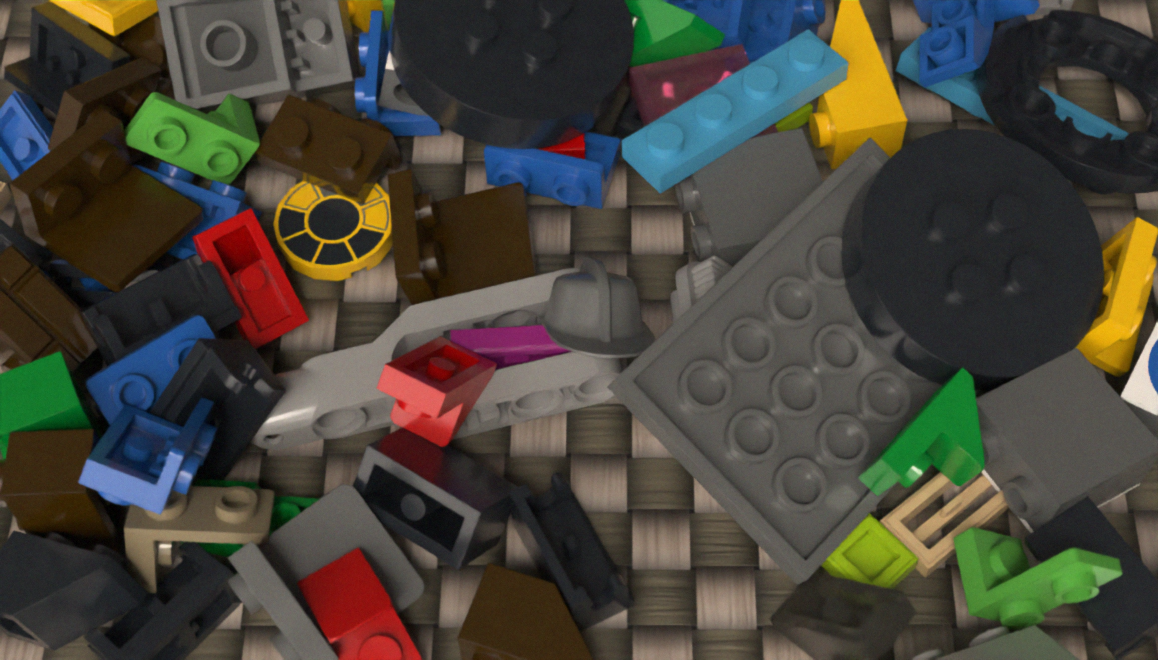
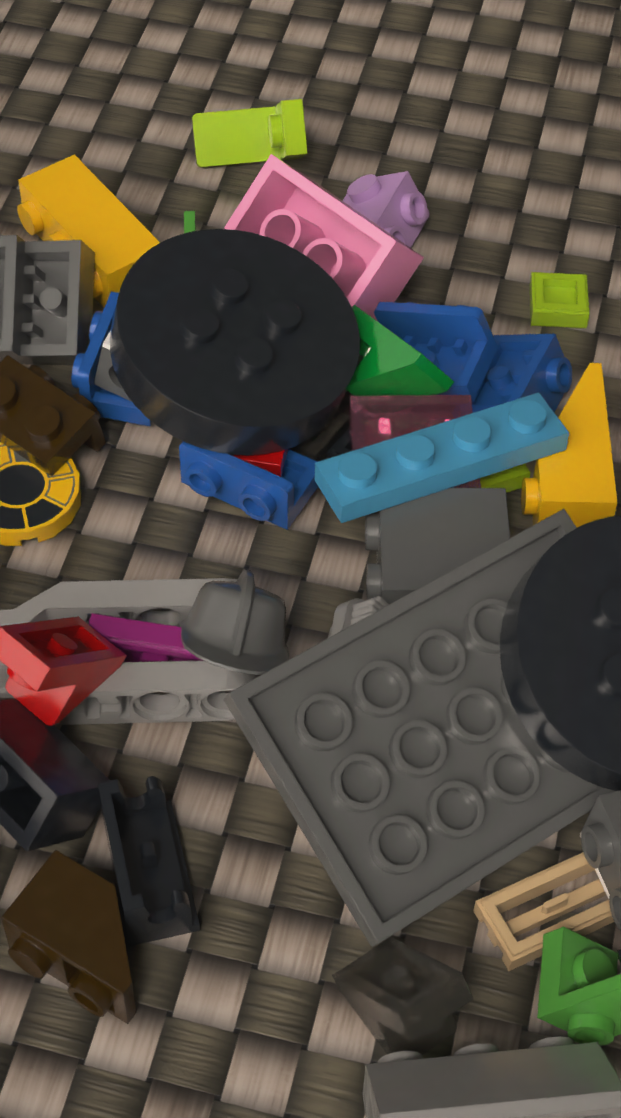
camera: 10 degrees right, 5 degrees down
(458, 240) = (128, 531): dark brown bracket -> none
(871, 556) = (456, 936): lime tile -> none
(938, 434) = (554, 820): green slope -> none

